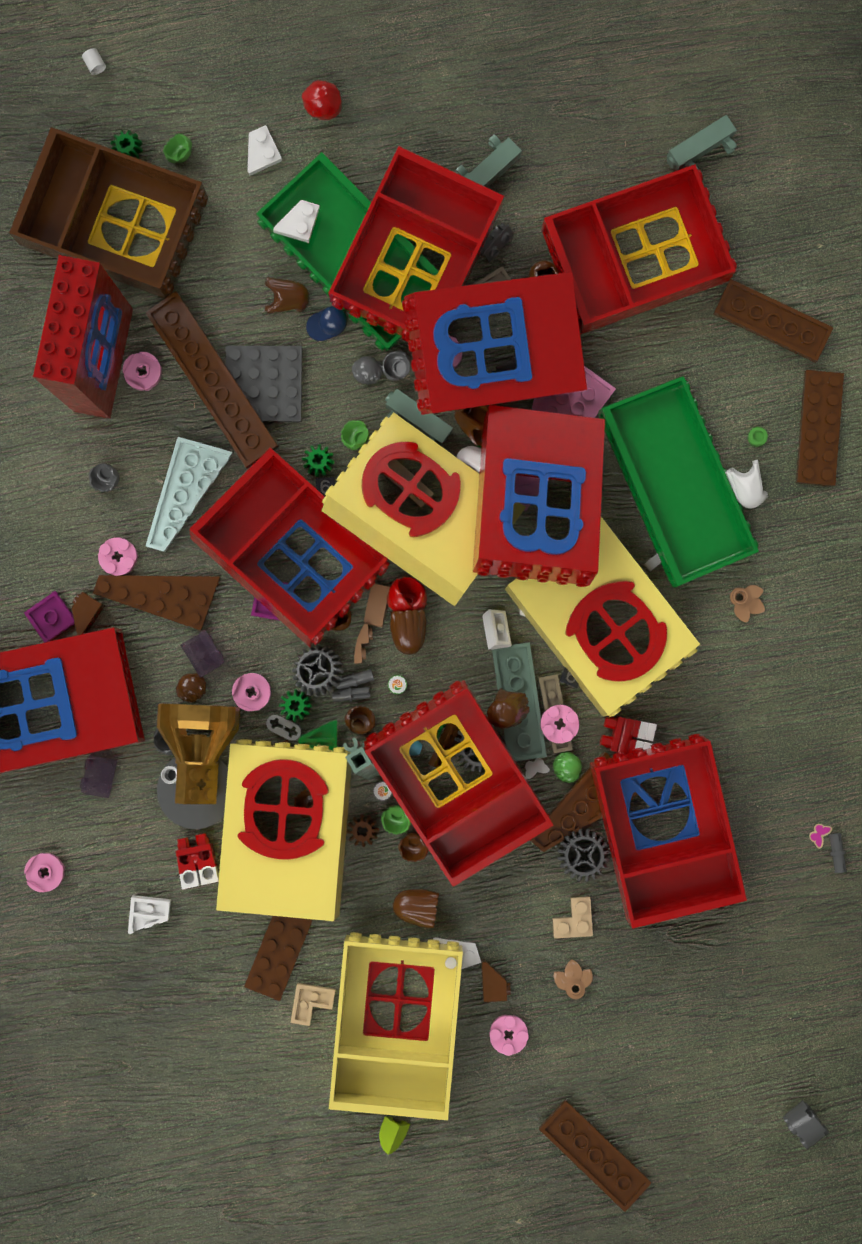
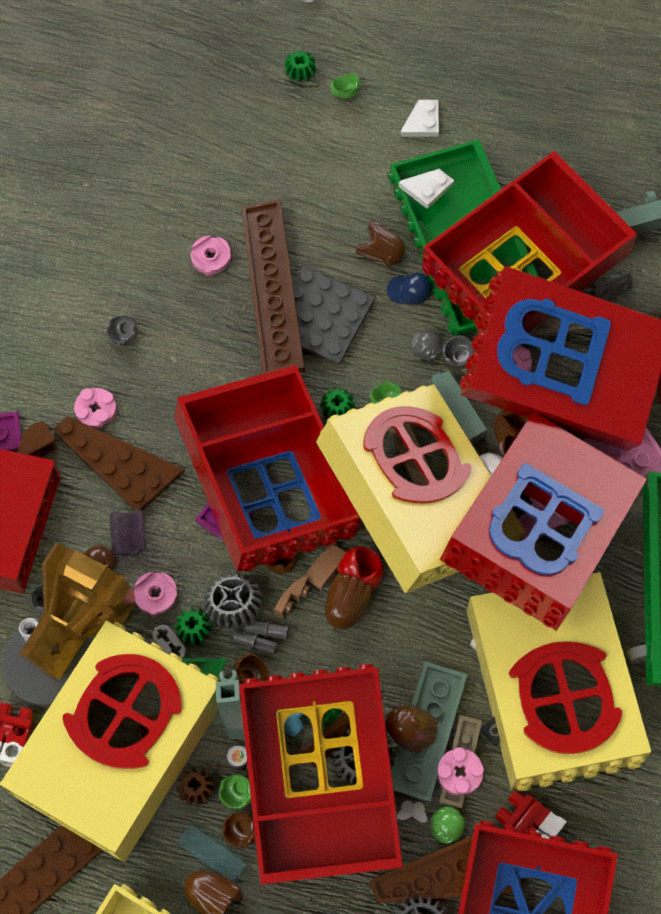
camera: 30 degrees right, 20 degrees down
(71, 199) = (232, 80): reddish brown panel -> none
(83, 337) = (170, 184): red panel -> none
(188, 479) = (201, 367): light aqua wing -> none
(322, 100) = (501, 99): red piece -> none
(397, 684) = (308, 655): tile -> none
(400, 873) = (211, 853): none -> clear light blue tile
(496, 629) = (439, 646): white slope -> none

